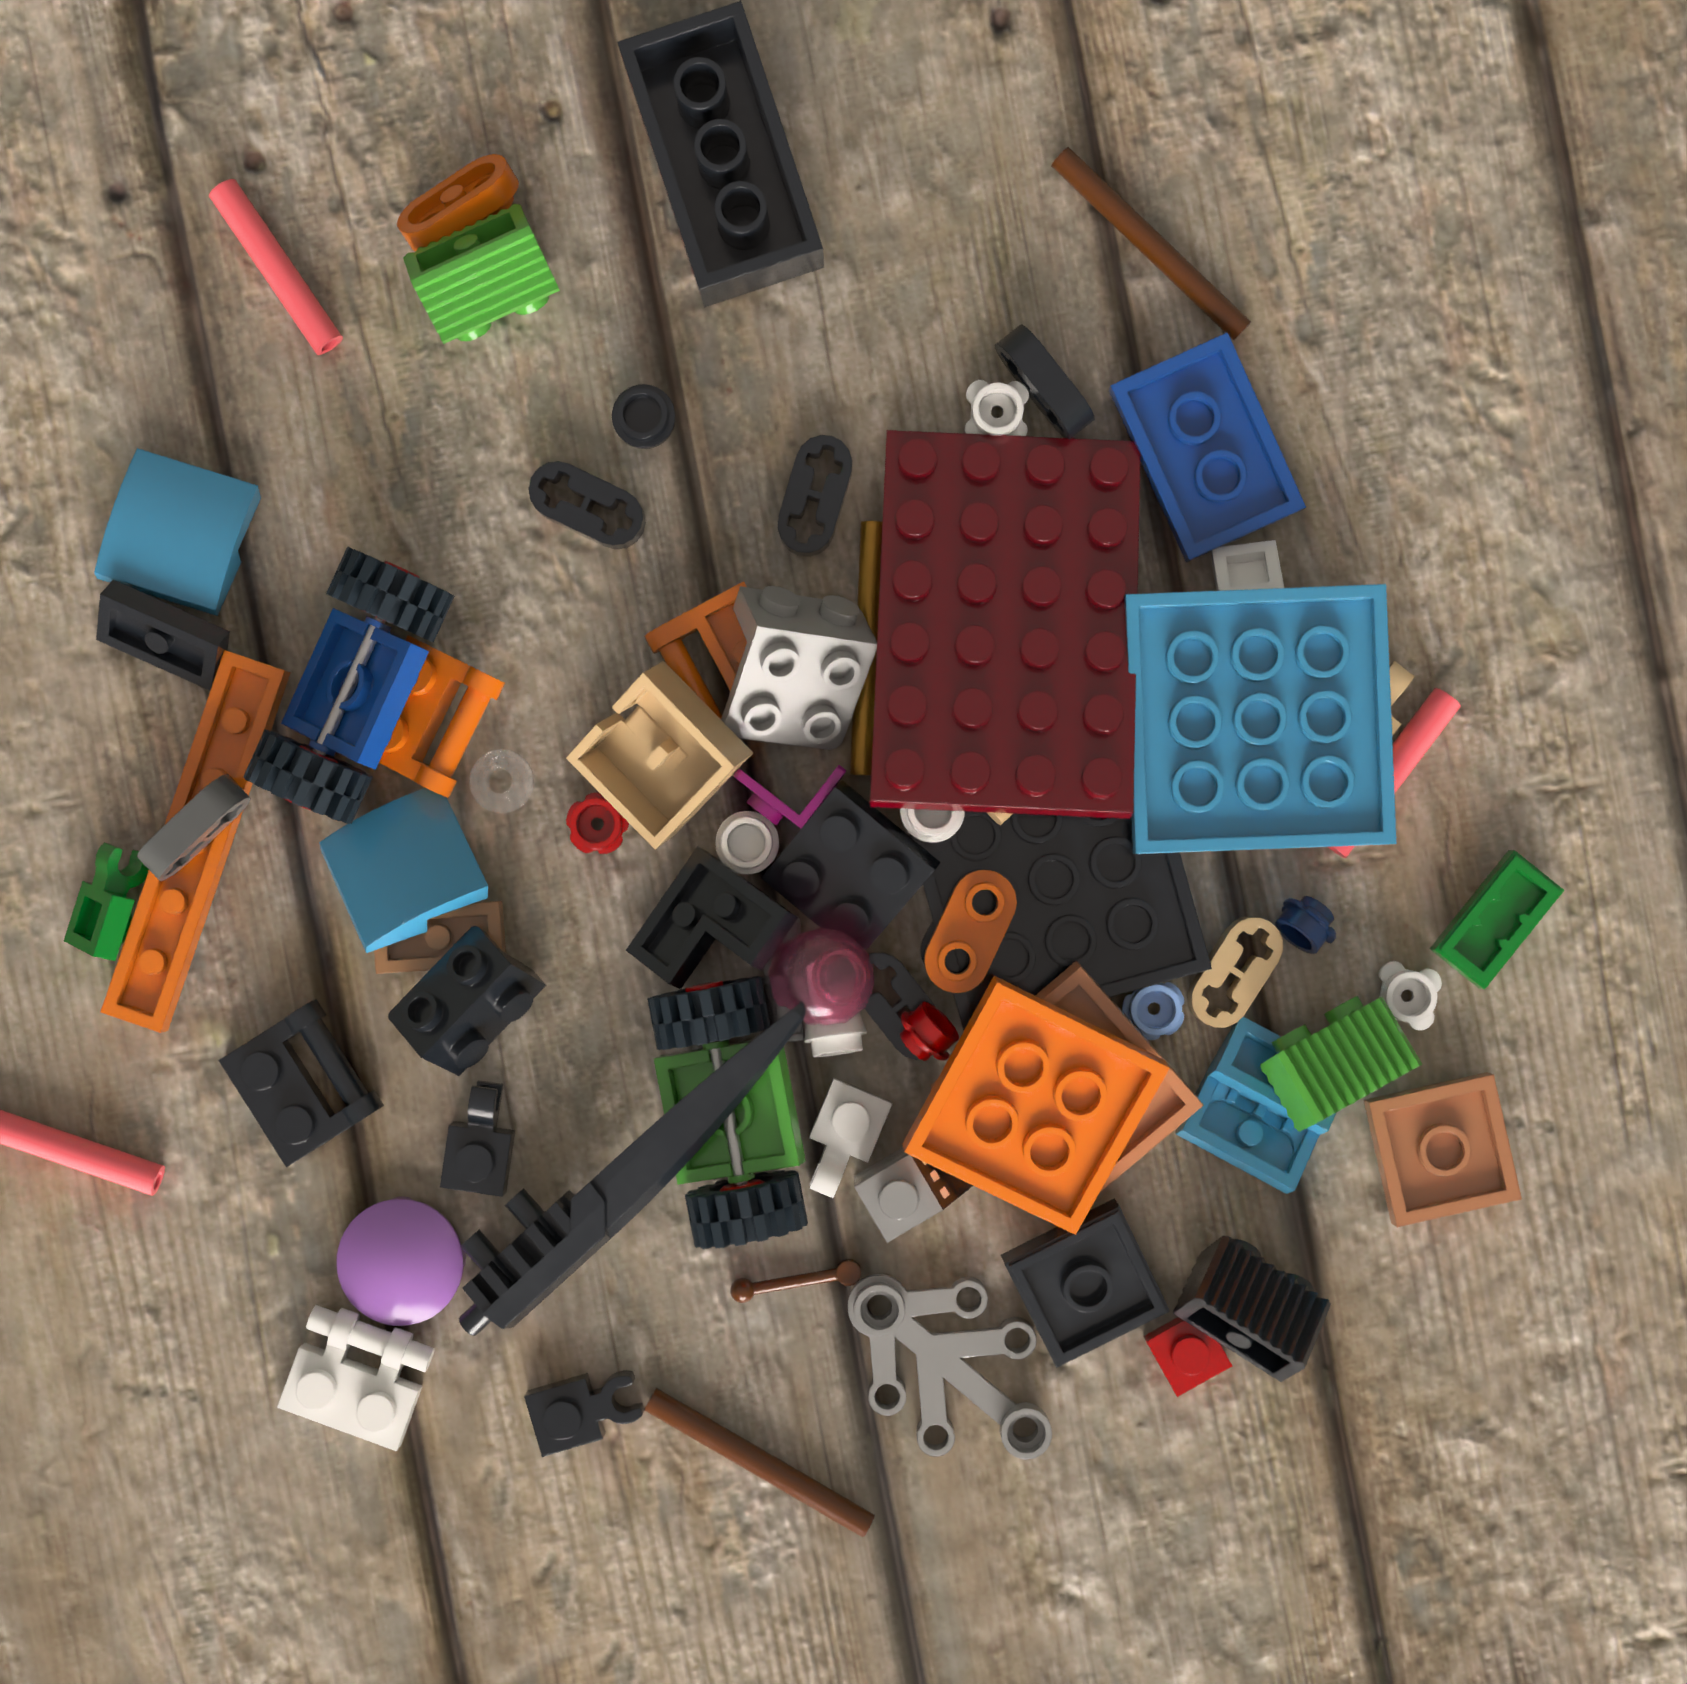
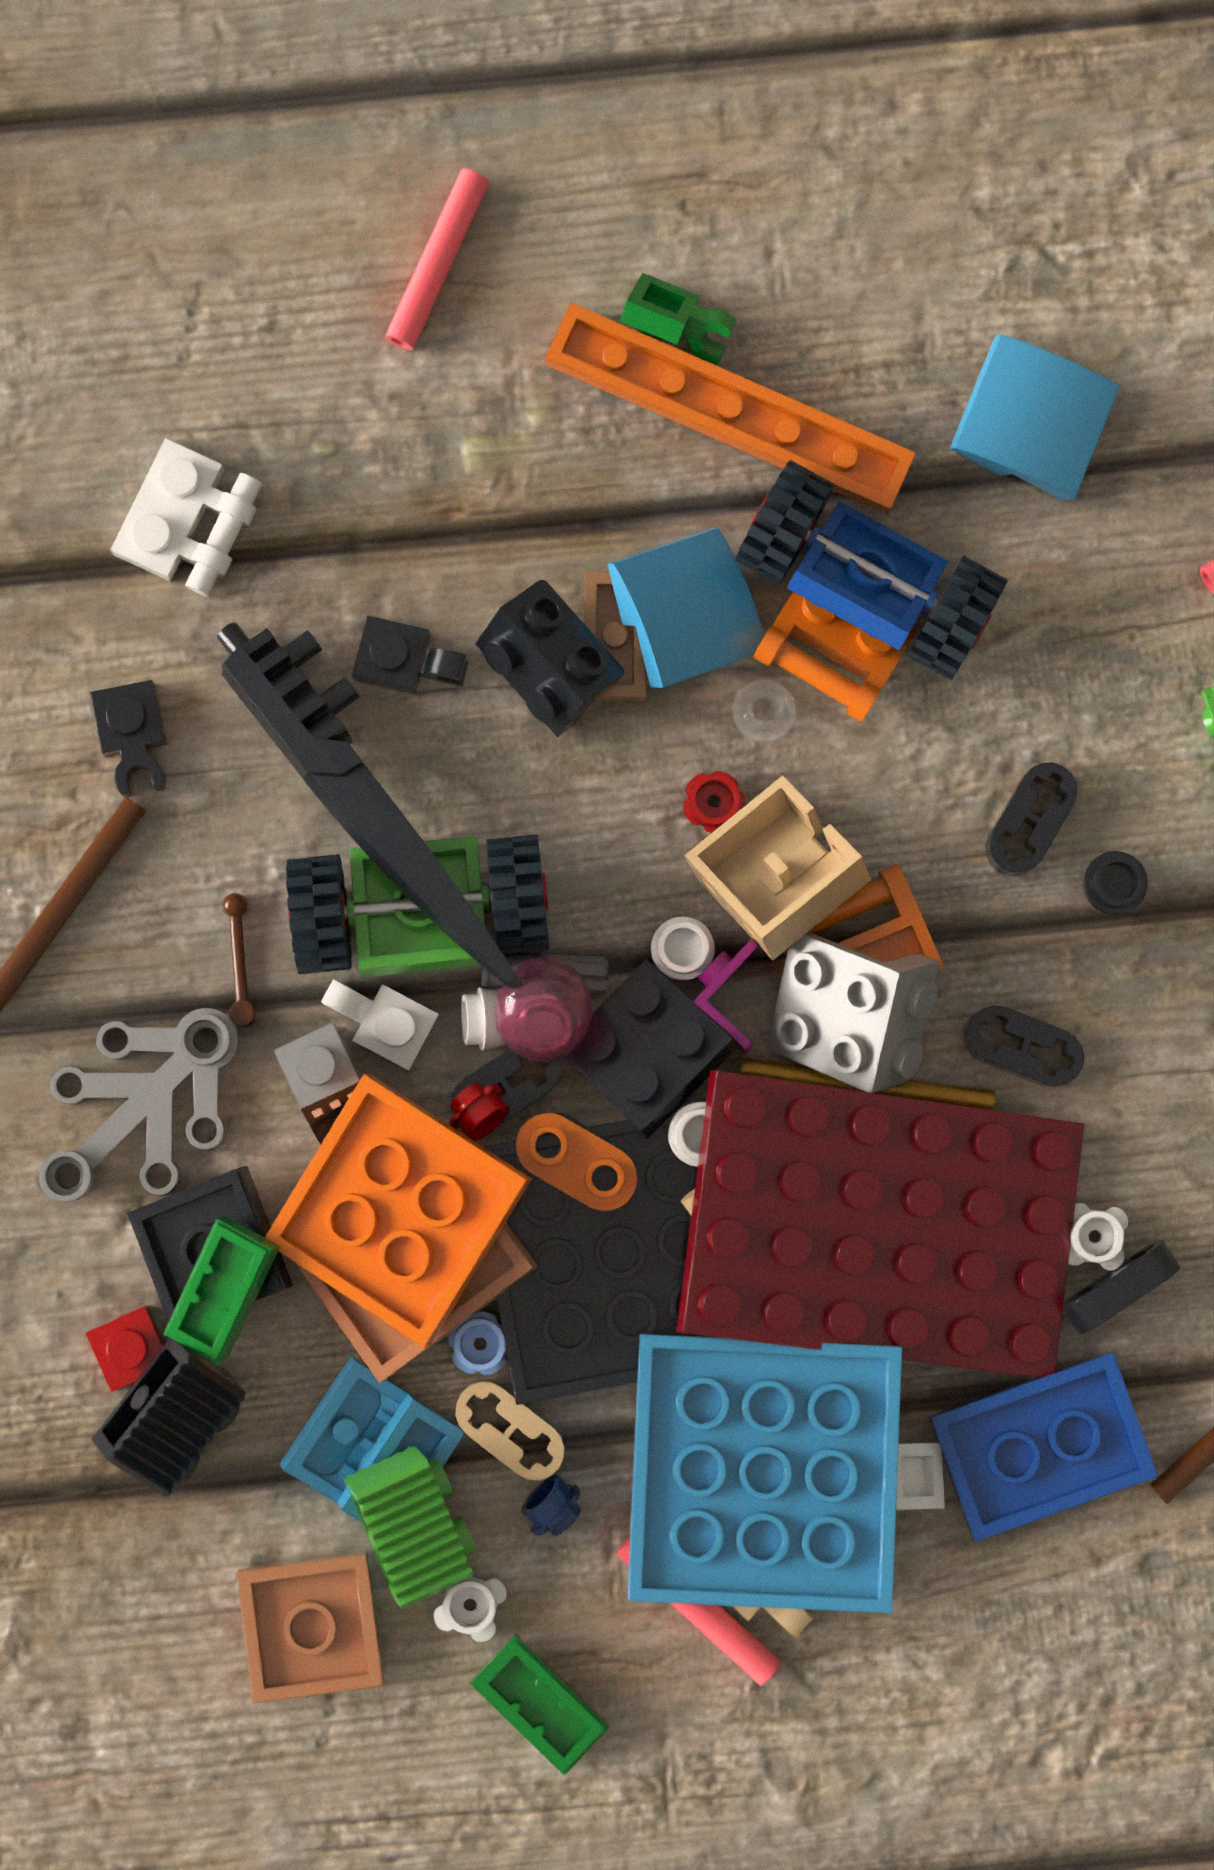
camera: 90 degrees right, 5 degrees down
(160, 634) = (935, 392): black plate -> none
(193, 827) = (744, 408): dark grey beam -> none
(283, 1091) = (473, 472): black plate -> none
(400, 1262) = (296, 570): medium lavender dish -> none
(706, 905) = (623, 901): black plate -> none
(1127, 1270) = (221, 1290): none -> green plate

